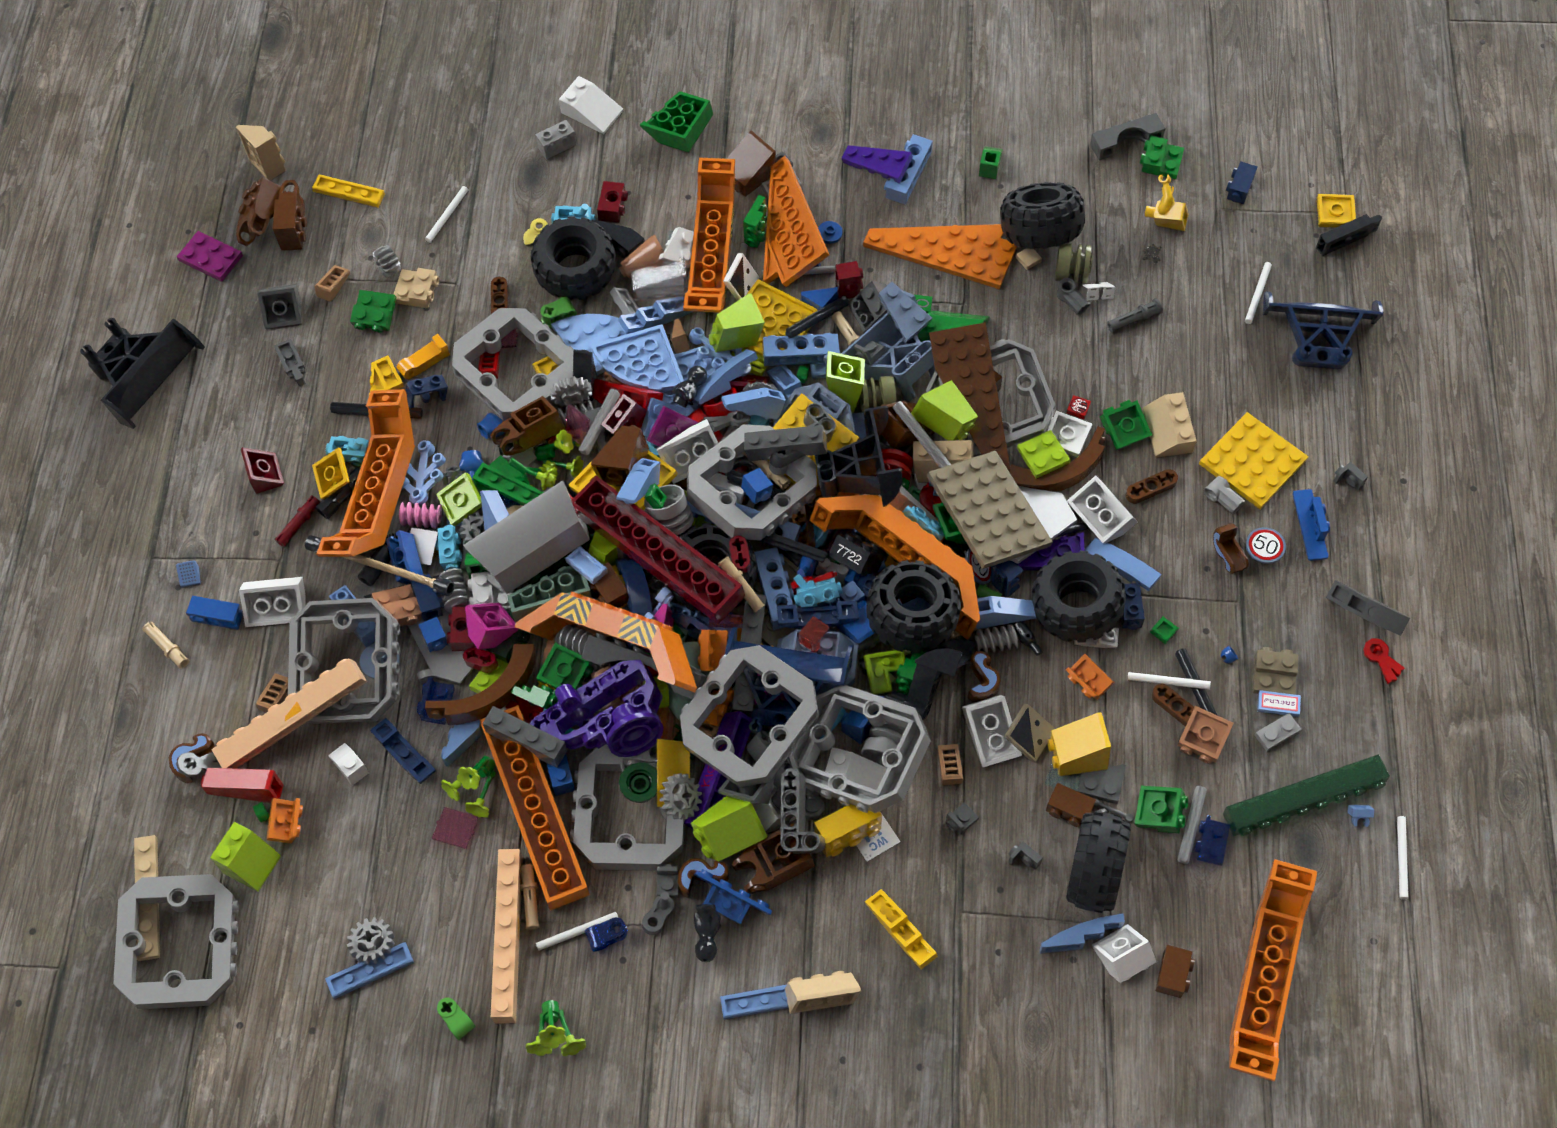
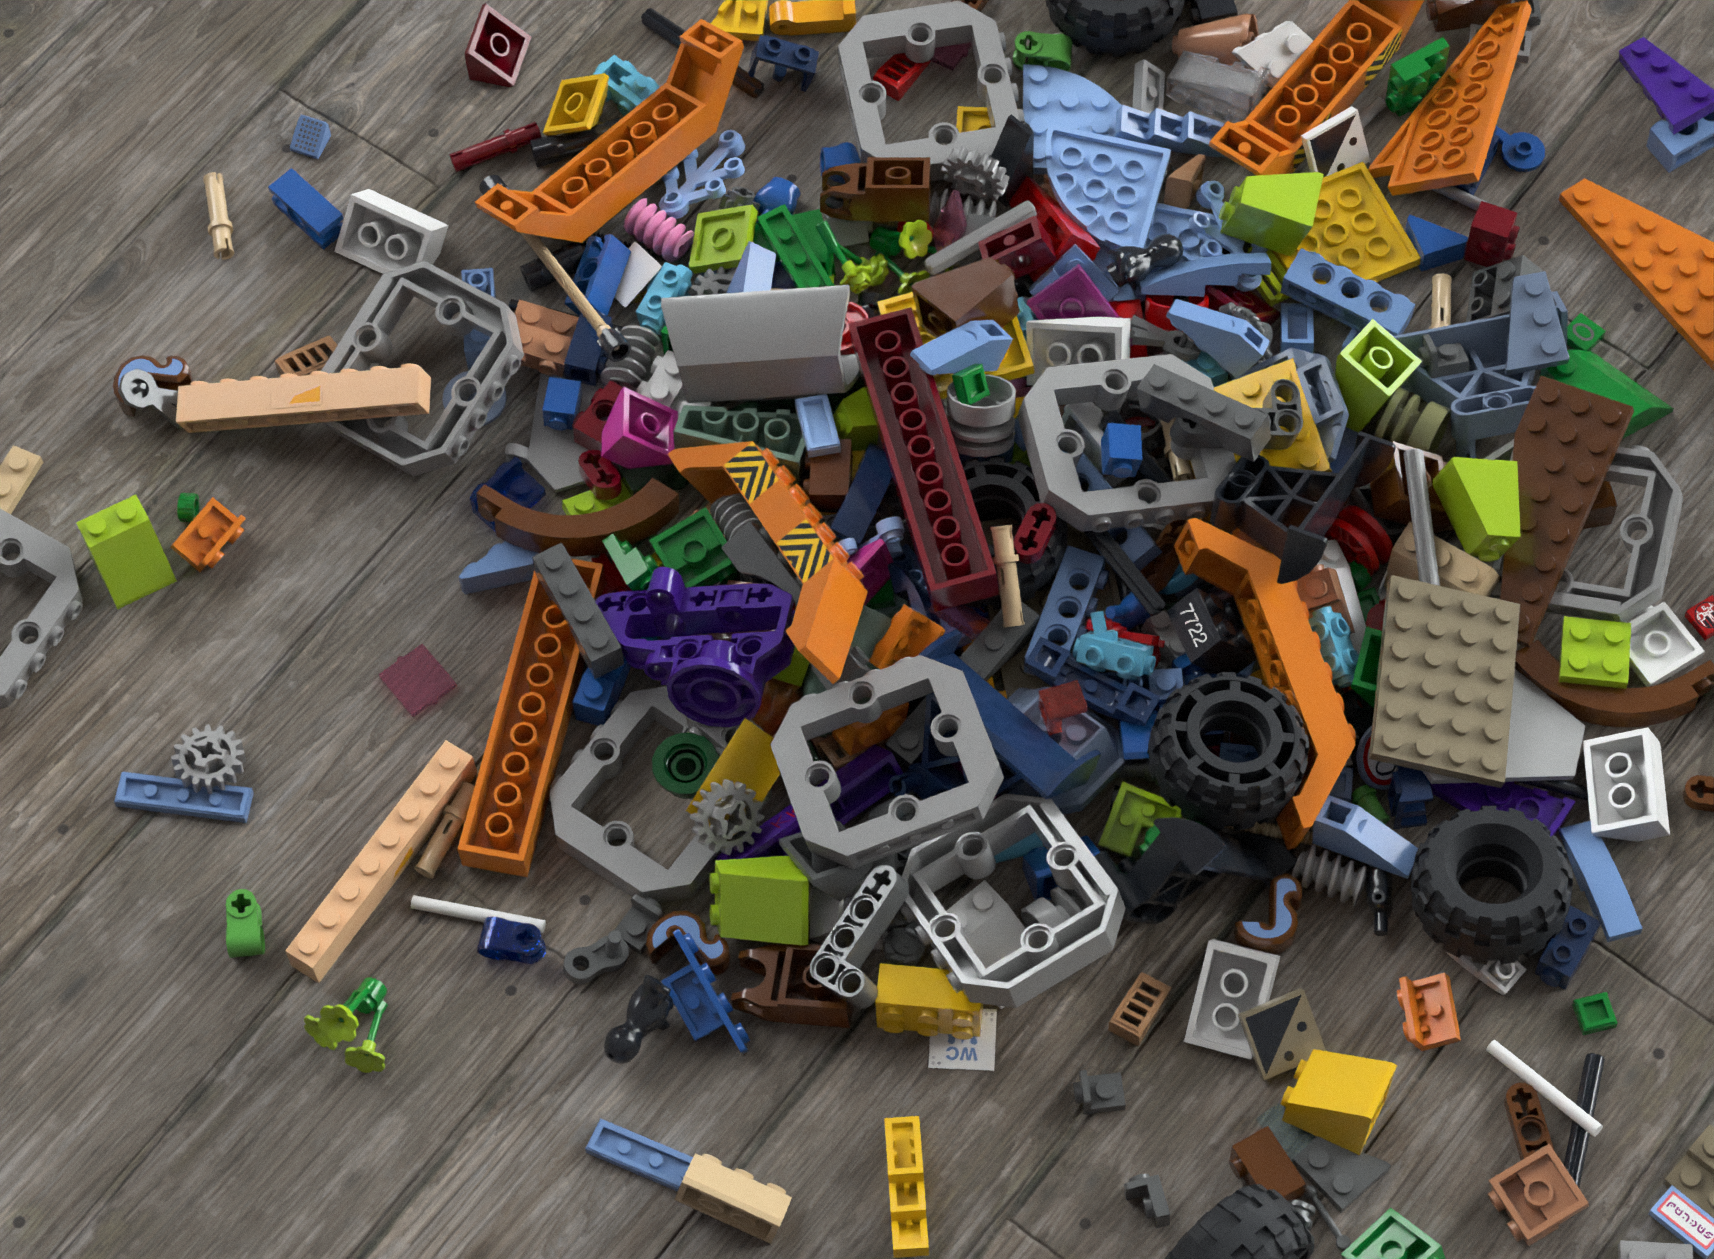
camera: 35 degrees right, 0 degrees up
(243, 784) = (189, 456): slope -> none
(349, 763) = (339, 512): white slope -> none
(402, 751) = (418, 536): dark blue slope -> none
(469, 779) = (469, 624): lime plant -> none
(802, 373) = (1329, 336): green axle -> none
(816, 317) = (1405, 264): black axle -> none
(1230, 655) = (1665, 1107): blue hinge -> none

